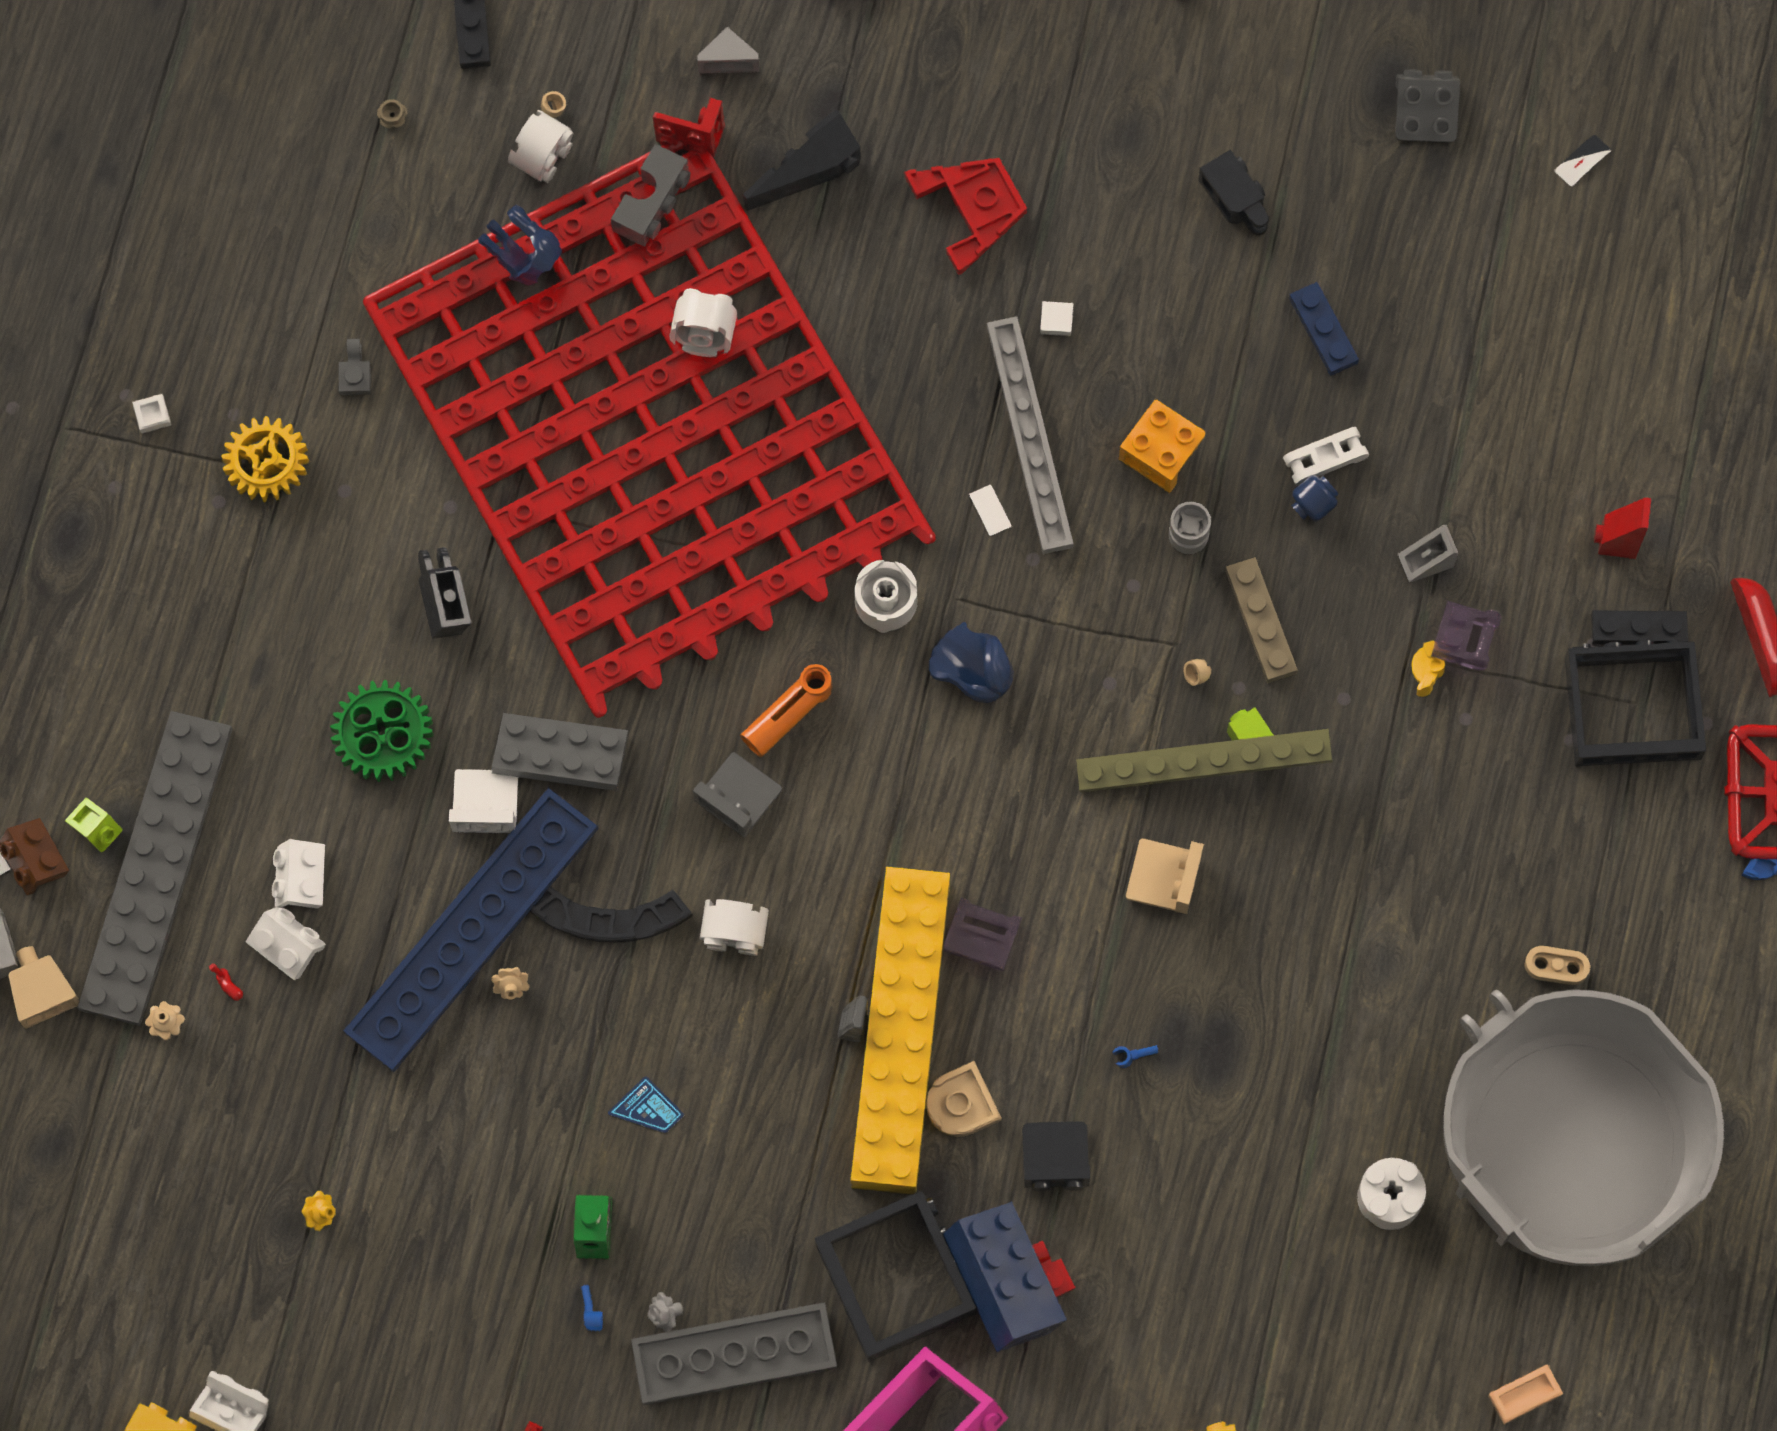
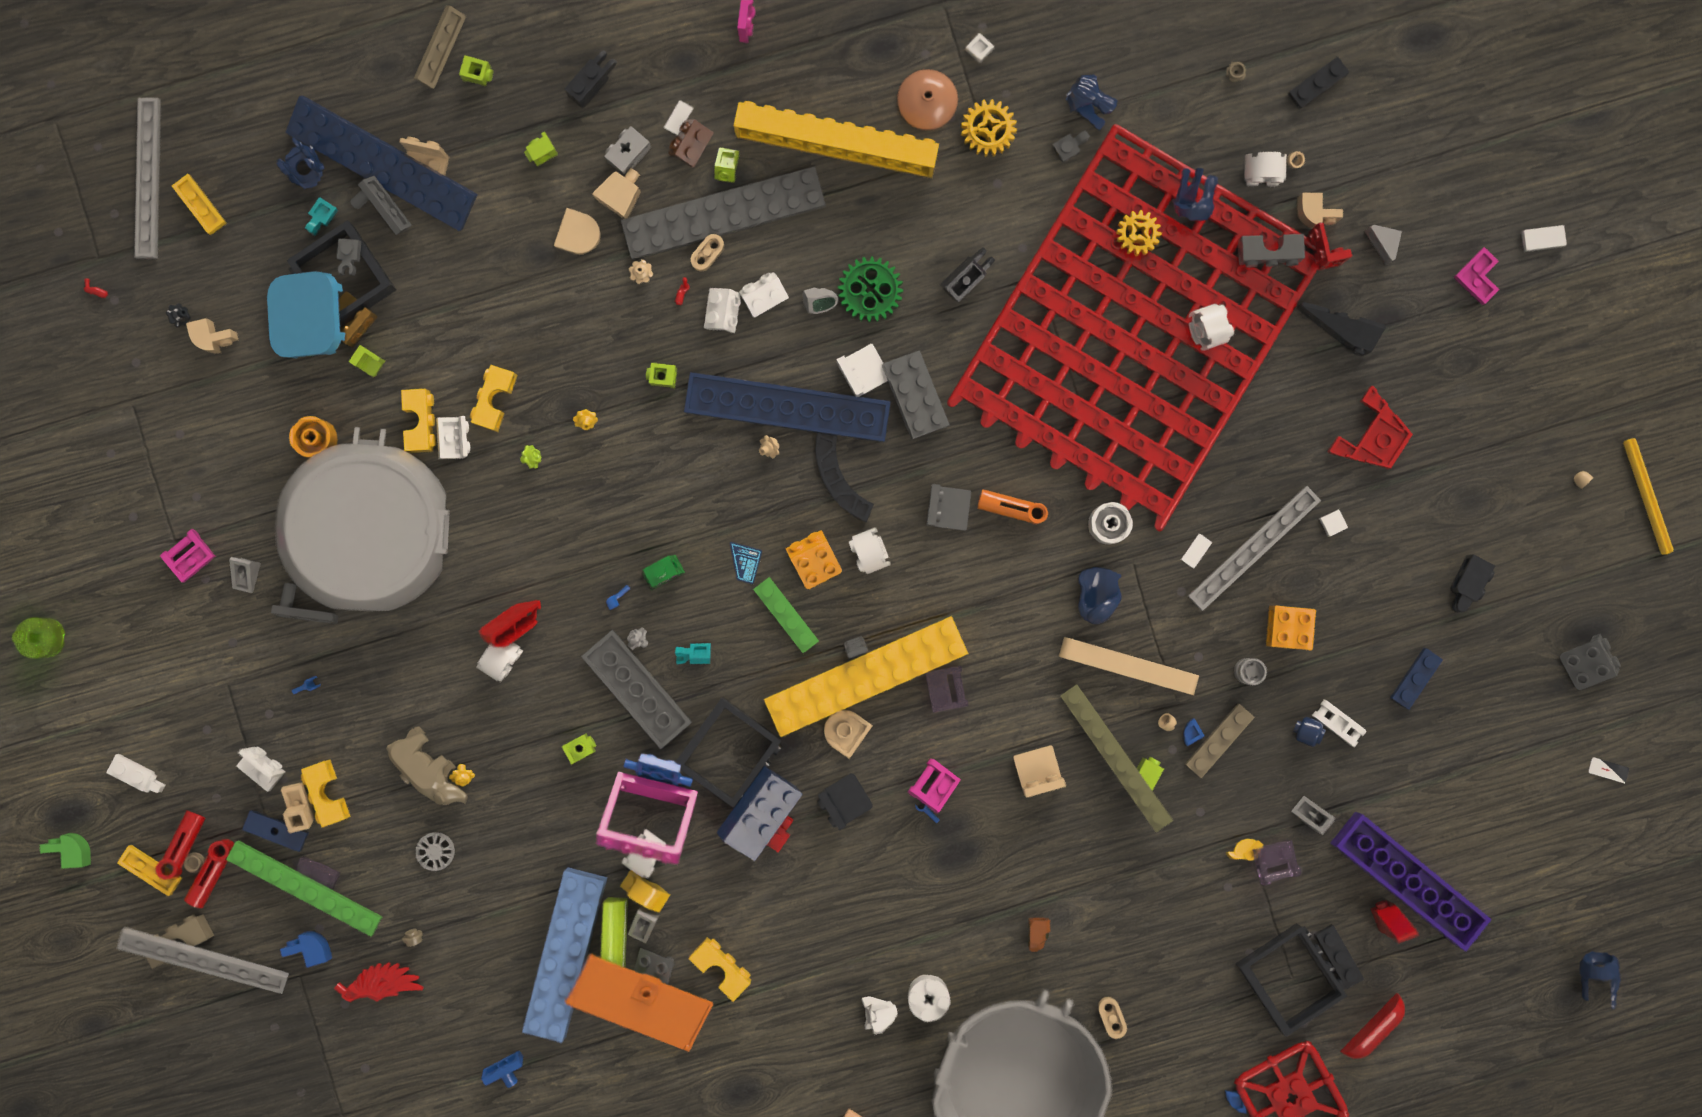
camera: 55 degrees right, 15 degrees up
(57, 1076) = (577, 233): none -> tan tile
(154, 659) = (835, 139): none -> yellow brick
(177, 535) = (927, 112): none -> nougat dish
(196, 918) = (706, 252): none -> tan plate
(227, 1343) = (496, 381): none -> yellow arch
(299, 309) = (1087, 93): none -> dark blue piece
(323, 1060) = (670, 375): none -> lime brick
(323, 1315) = (531, 456): none -> lime plant
(353, 805) = (819, 300): none -> light grey rock
(508, 348) = (1143, 239): none -> yellow gear
(631, 121) = (1311, 210): none -> tan brick
(700, 1010) = (814, 559): none -> light orange bracket
(732, 1242) = (696, 654): none -> teal plate
(753, 1092) = (786, 615): none -> bright green plate
(863, 1380) = (658, 770): none -> blue plate
(1091, 679) = (1128, 666): none -> tan beam
(1114, 1018) = (940, 788): none -> dark pink plate
(1230, 649) = (1192, 732): none -> blue tile
(1376, 1274) = (878, 1014): none -> white brick
(1385, 999) = (1038, 933): none -> dark orange rock
(1585, 480) = (1410, 881): none -> dark purple brick

